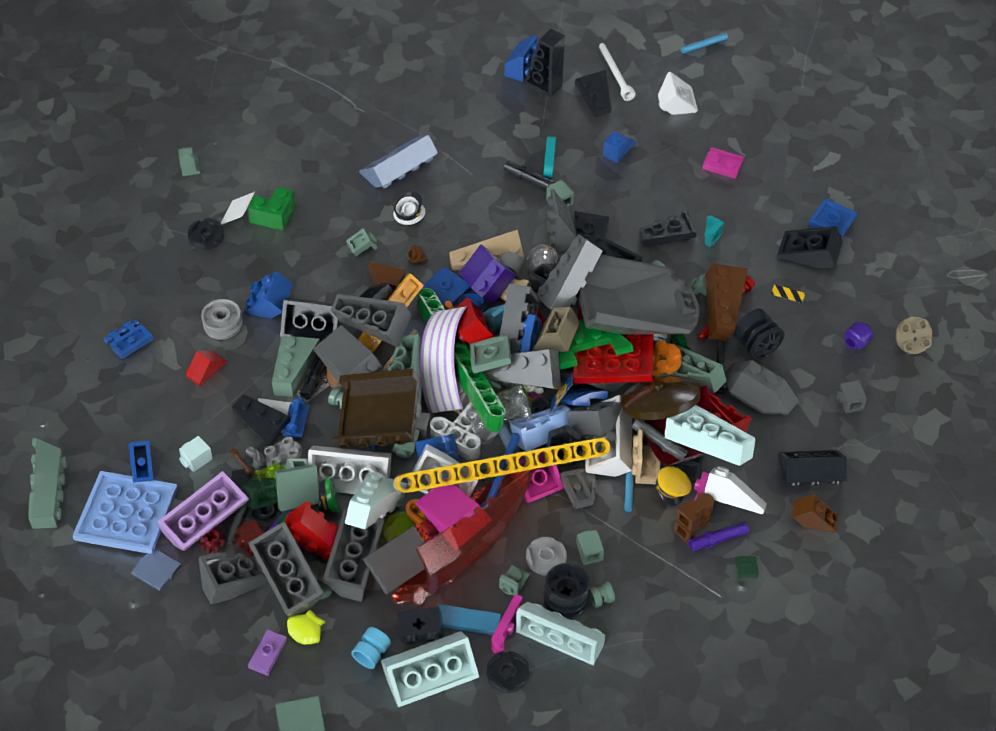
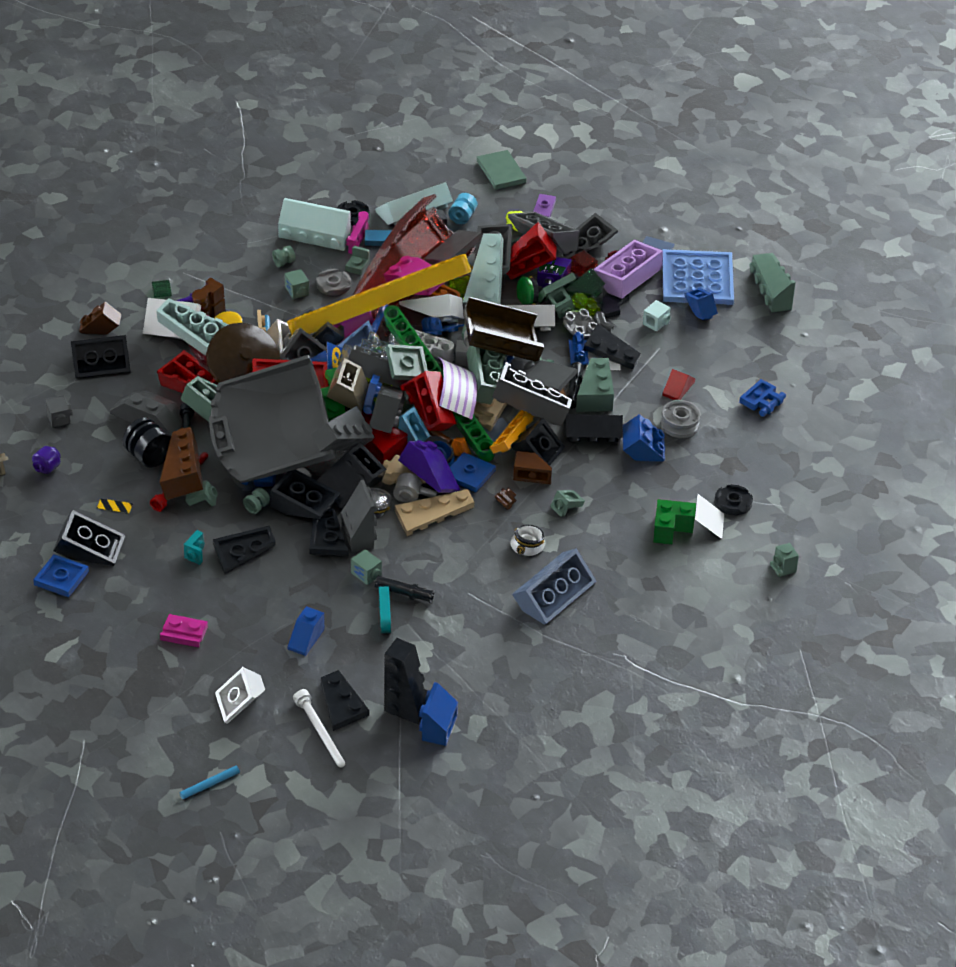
camera: 170 degrees right, 10 degrees down
(234, 452) = (604, 307): reddish brown hinge -> none
(566, 590) = (312, 246): black wheel -> none

